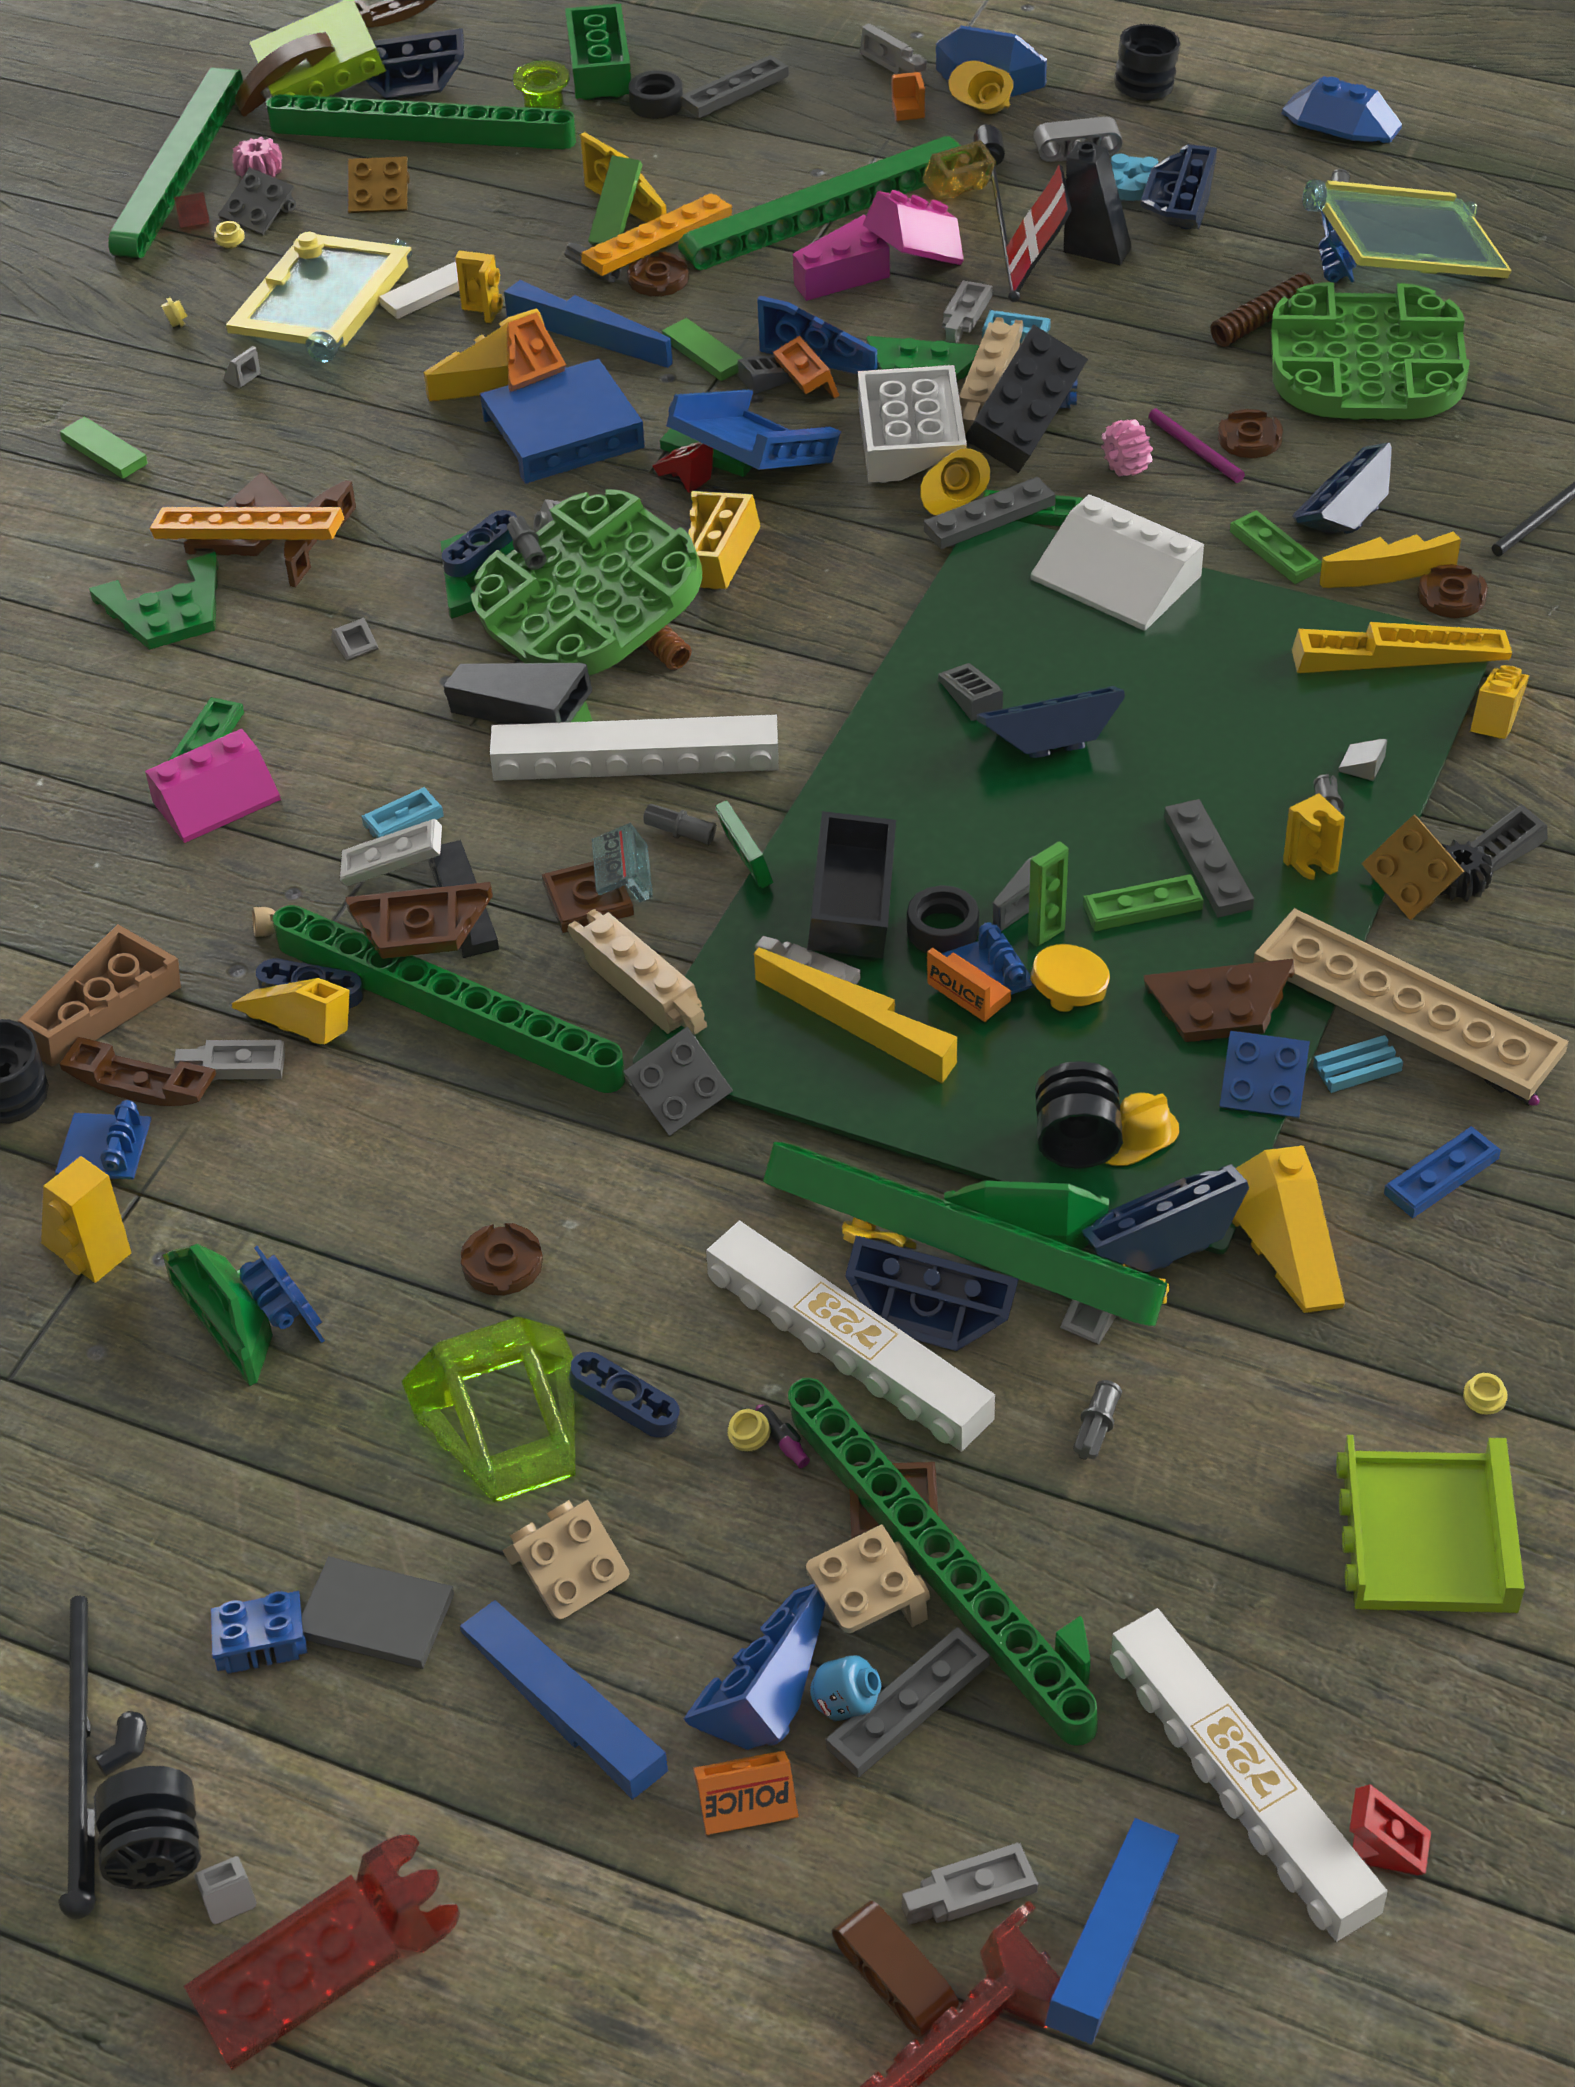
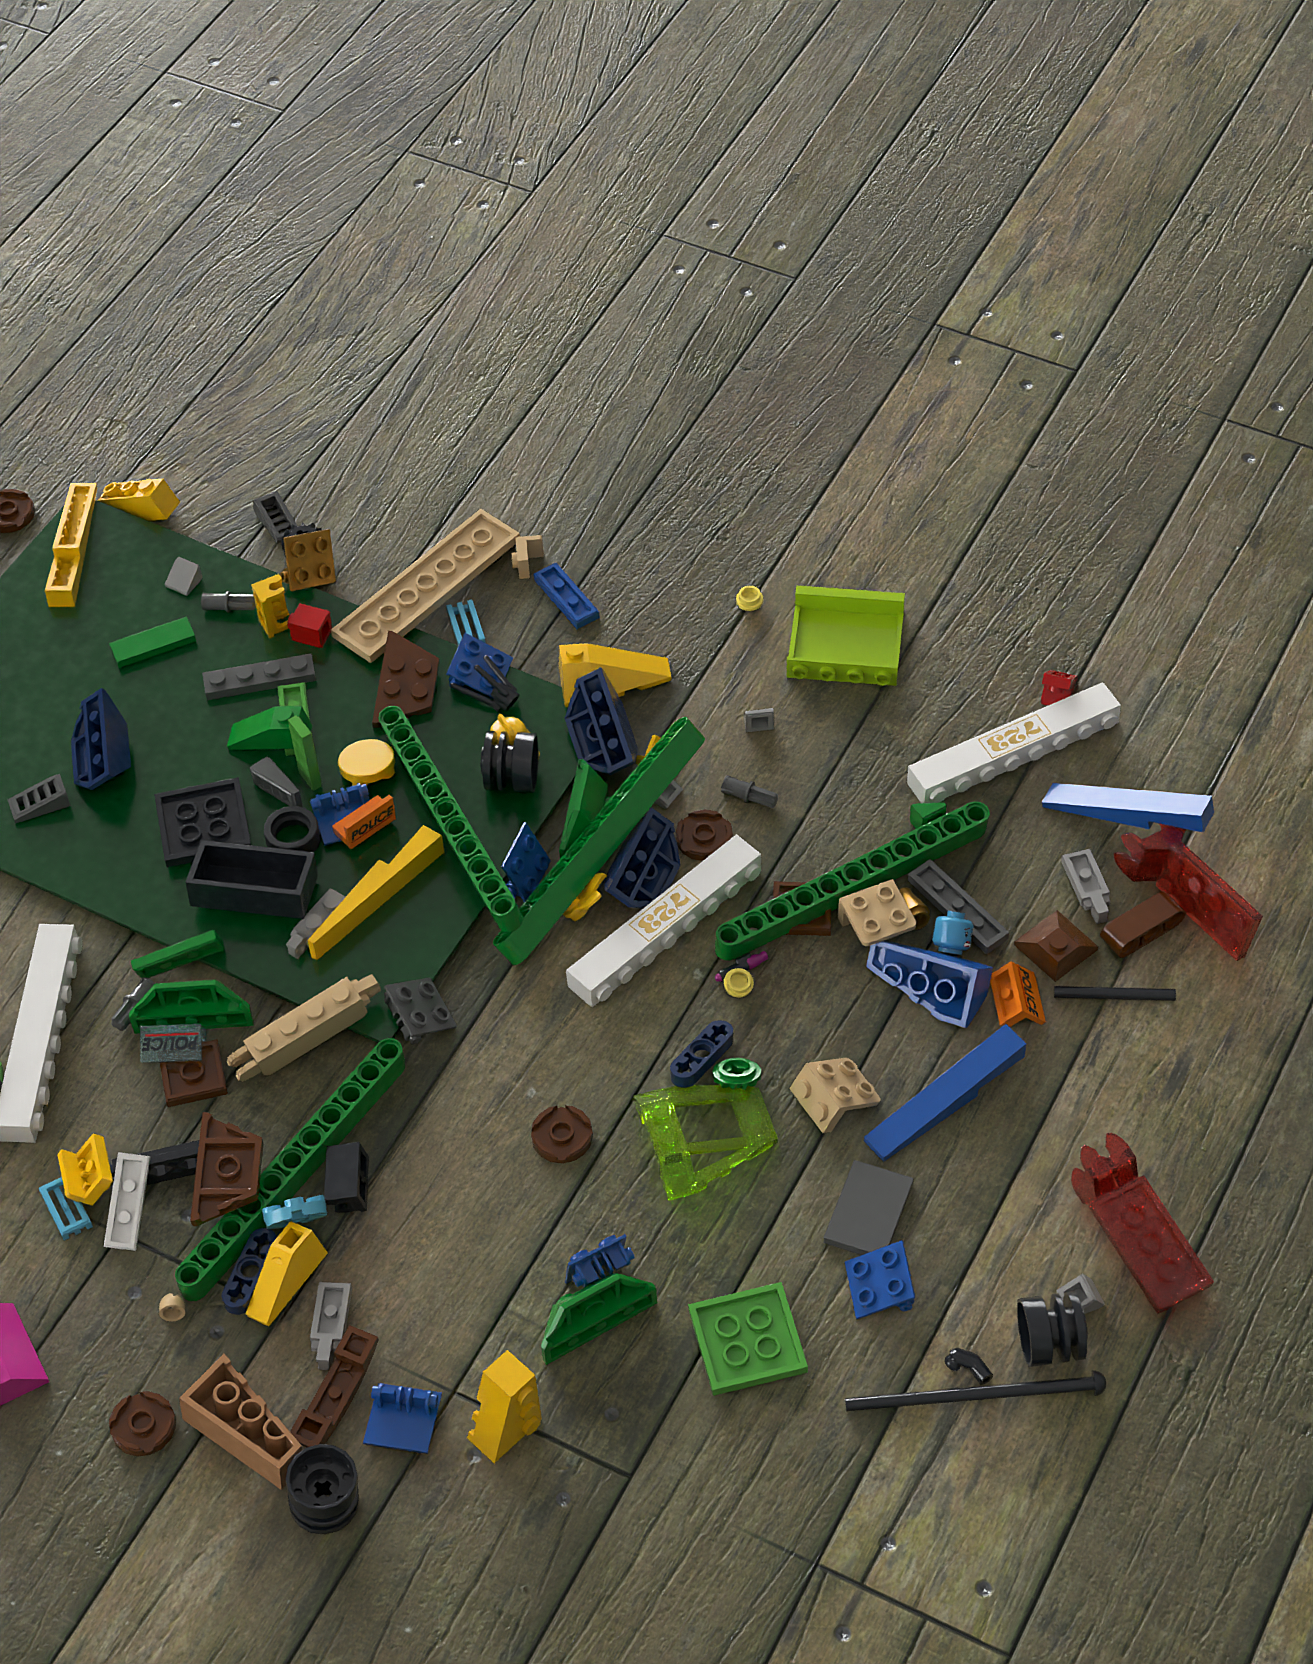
camera: 85 degrees left, 5 degrees up
(127, 910) = (142, 1423): none -> reddish brown tile
(179, 1480) = (747, 1338): none -> bright green plate
(367, 998) = (295, 1211): none -> medium azure plate
(430, 1050) = (346, 1177): none -> black hinge
(445, 806) = (86, 1172): none -> yellow bracket
(595, 1423) = (745, 1073): none -> green gear
(675, 871) = (191, 1003): none -> green wedge
(764, 1934) = (1114, 993): none -> black bar
(848, 1844) = (1056, 945): none -> reddish brown slope
(897, 1638) = (917, 908): none -> pearl gold cone
(918, 1156) = (525, 864): none -> blue hinge
(953, 836) = (200, 813): none -> black plate
(970, 1062) = (451, 819): none -> green beam
(1016, 1373) = (702, 833): none -> reddish brown tile
(1102, 878) = (266, 729): none -> green slope
(1214, 1102) = (503, 694): none -> black plant
(1241, 1421) = (759, 720): none -> light grey slope
(1247, 748) = (152, 642): none -> green tile
(1300, 887) = (310, 625): none -> red brick
(1501, 1107) = (526, 548): none -> tan bracket

